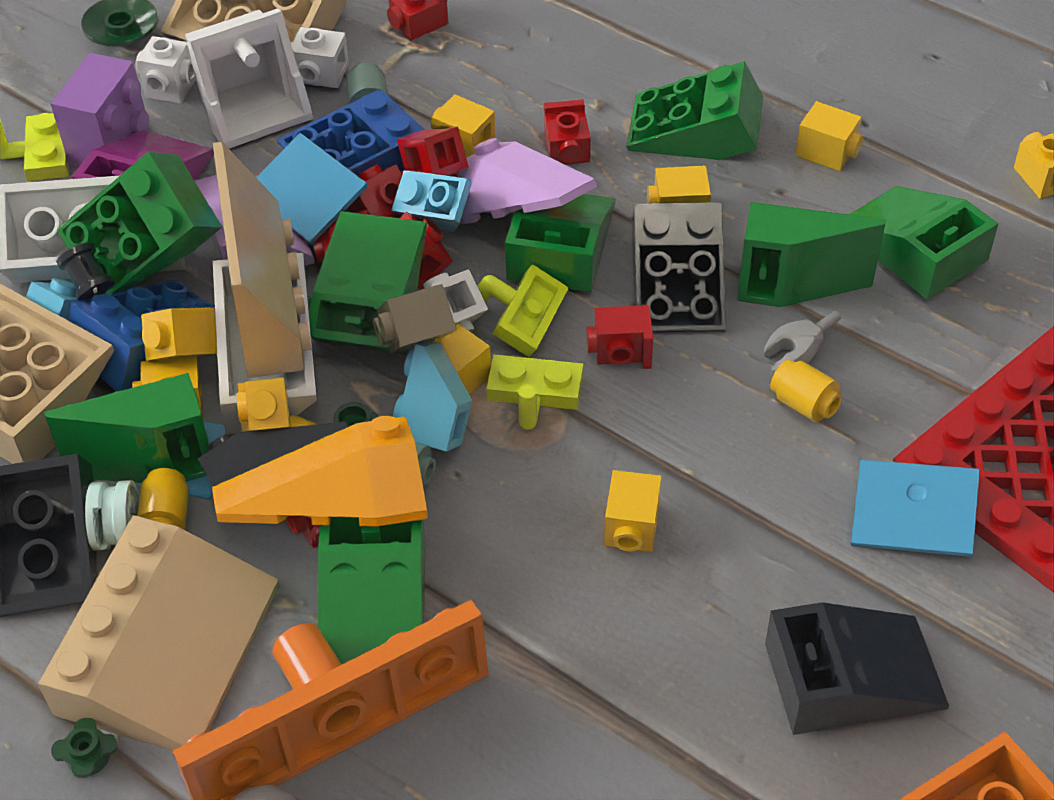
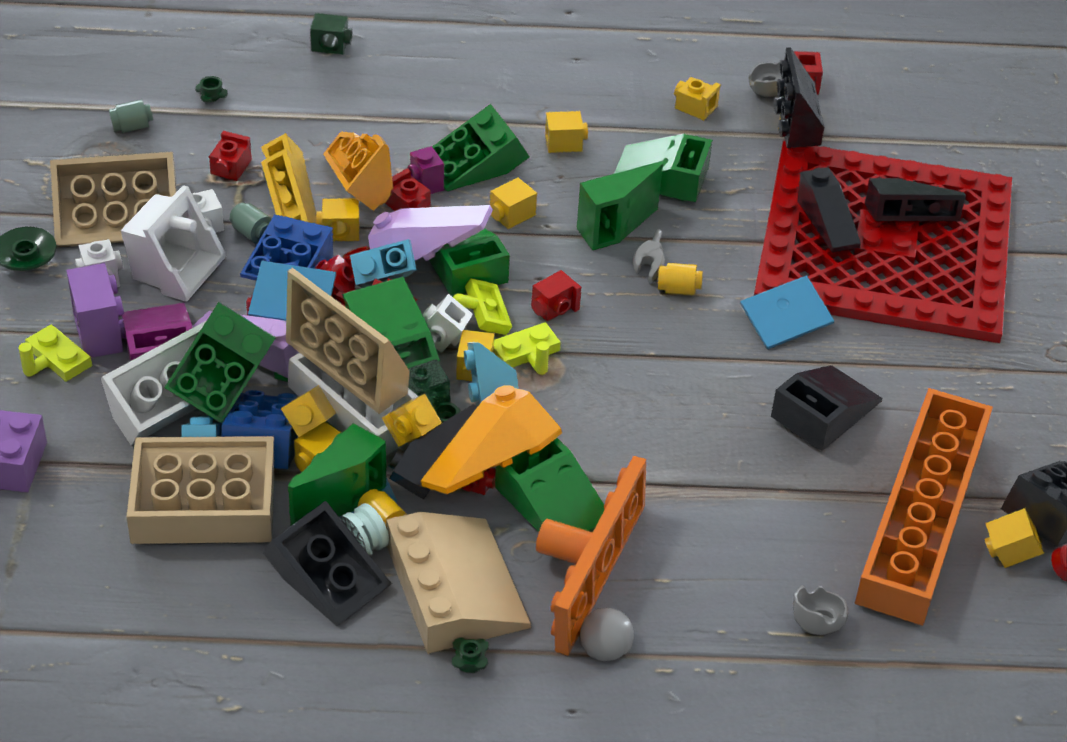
camera: 40 degrees left, 5 degrees down
(85, 271) = (214, 402): black bush -> none
(350, 372) = (430, 380): none -> clear green brick
(414, 319) = (458, 331): dark tan brick -> none
(433, 151) = (352, 237): red brick -> none
(454, 62) = (288, 179): none -> yellow wedge
(521, 86) = (362, 166): none -> light orange wedge
(610, 114) = (427, 168): none -> magenta brick
(632, 511) = (648, 384): yellow brick -> none
(680, 265) = (548, 240): black slope -> none

